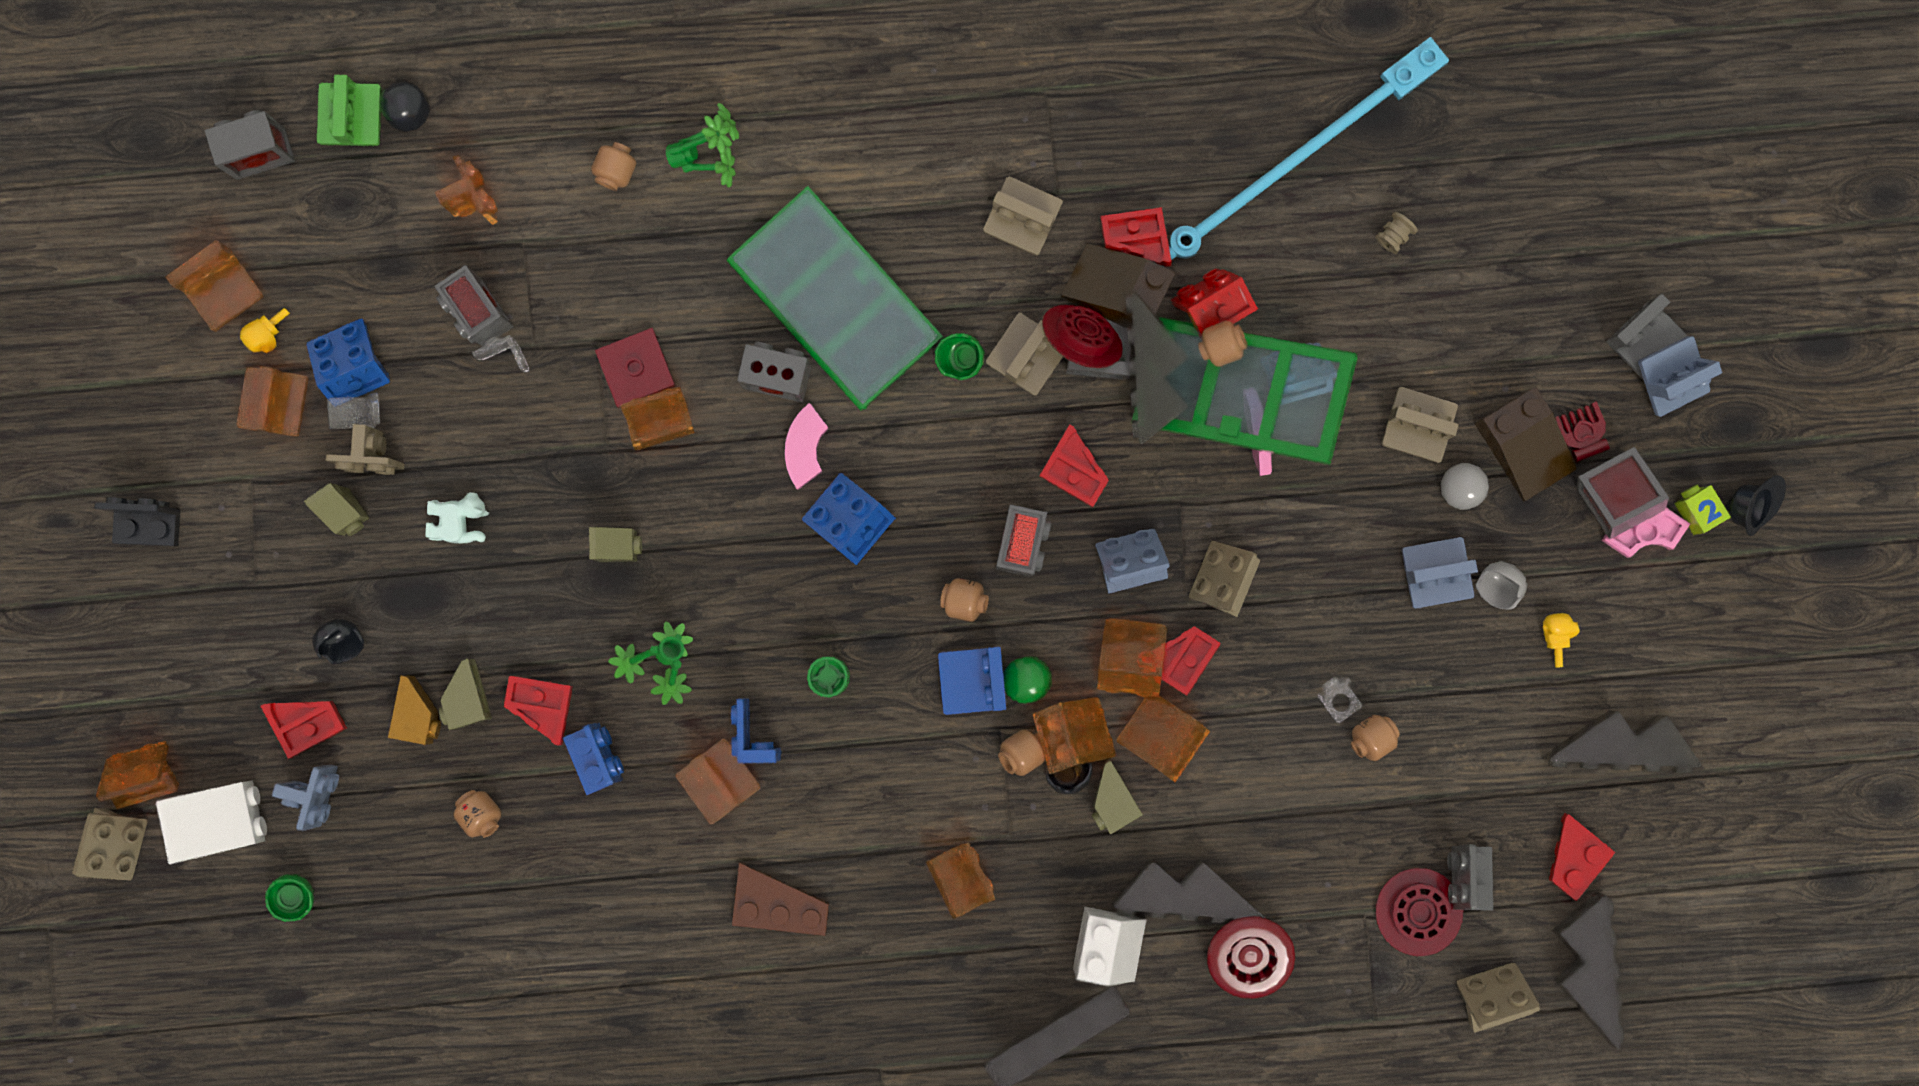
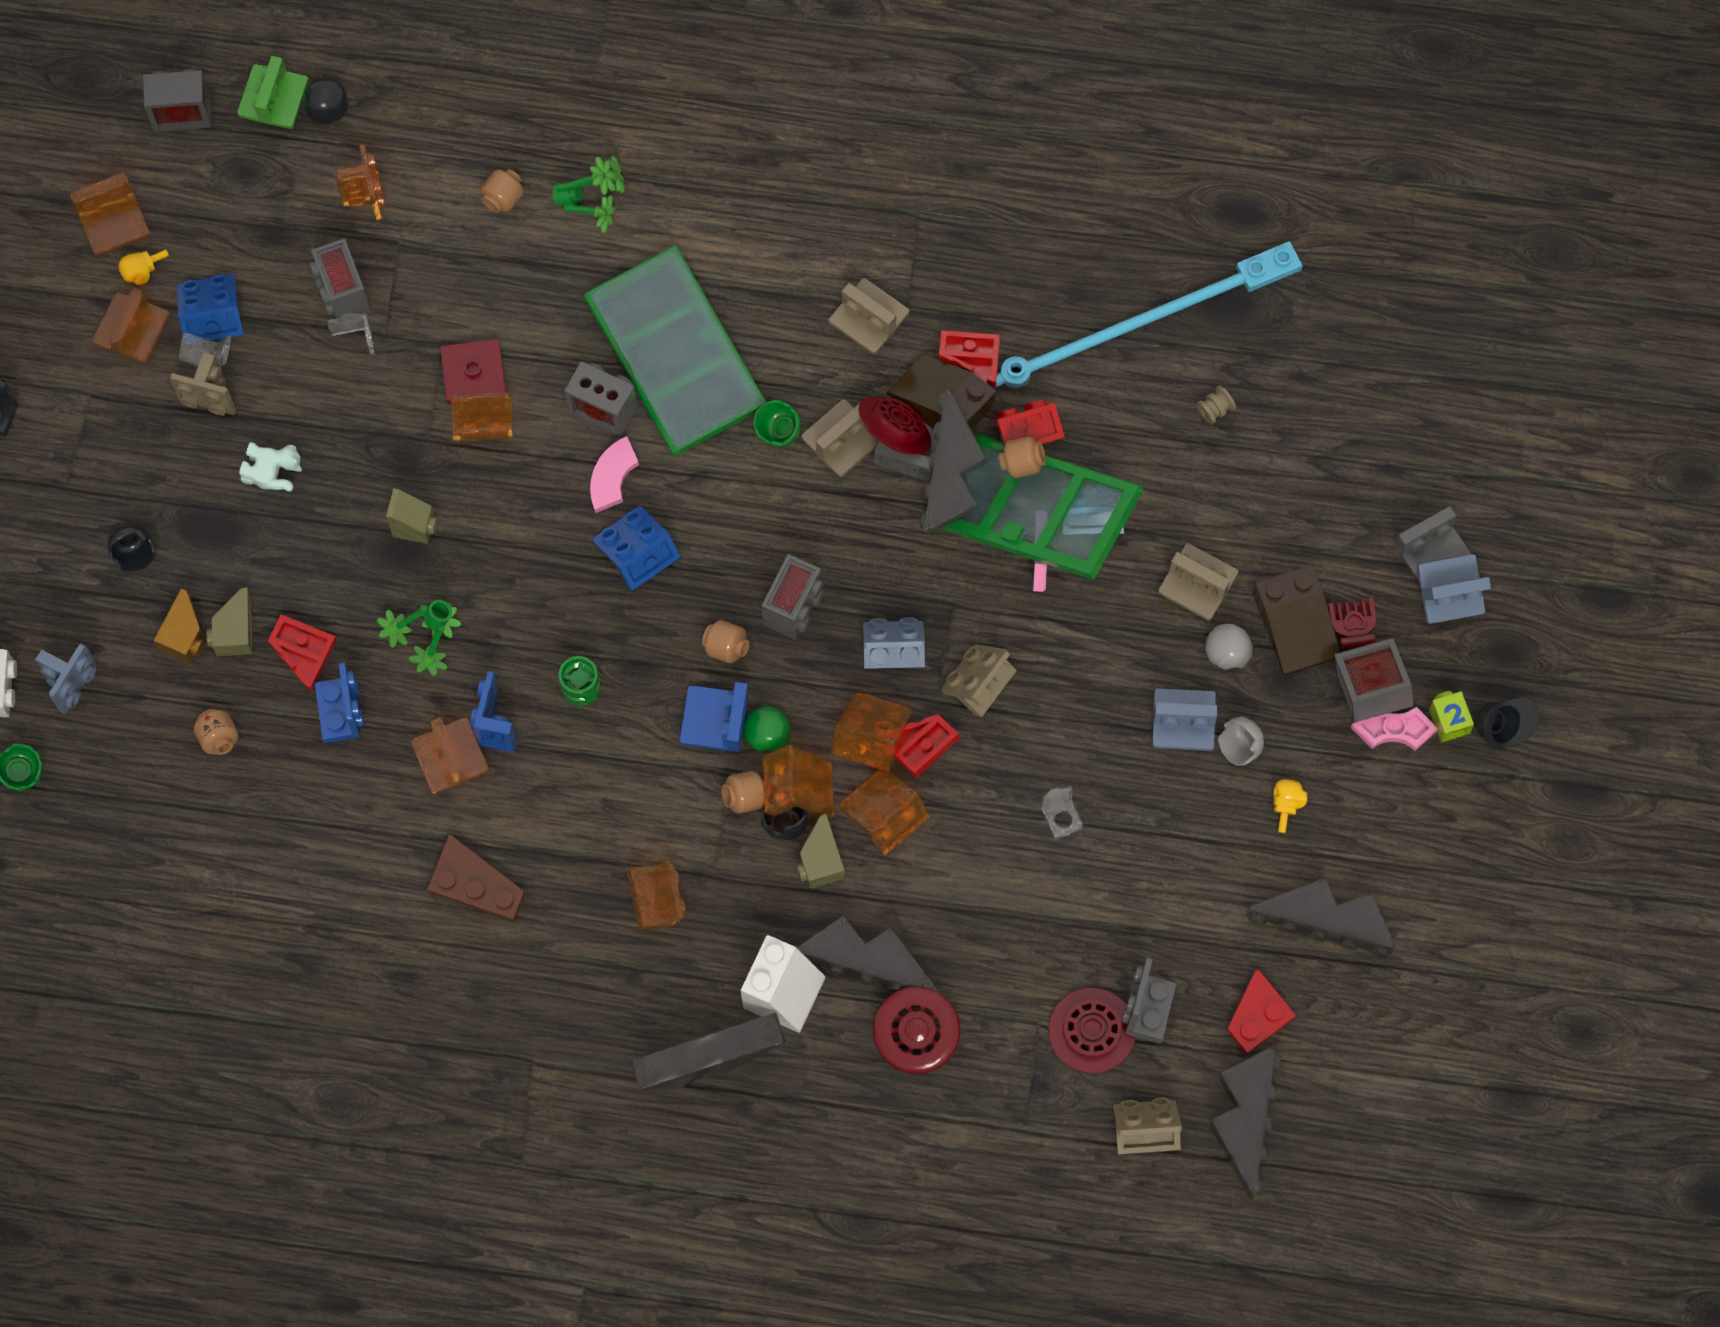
camera: 15 degrees right, 15 degrees down
(303, 724) = (77, 617): red wing -> none
(338, 509) = (165, 430): olive slope -> none
(1074, 469) = (860, 549): red wing -> none
(1375, 737) = (1086, 854): medium nougat head -> none

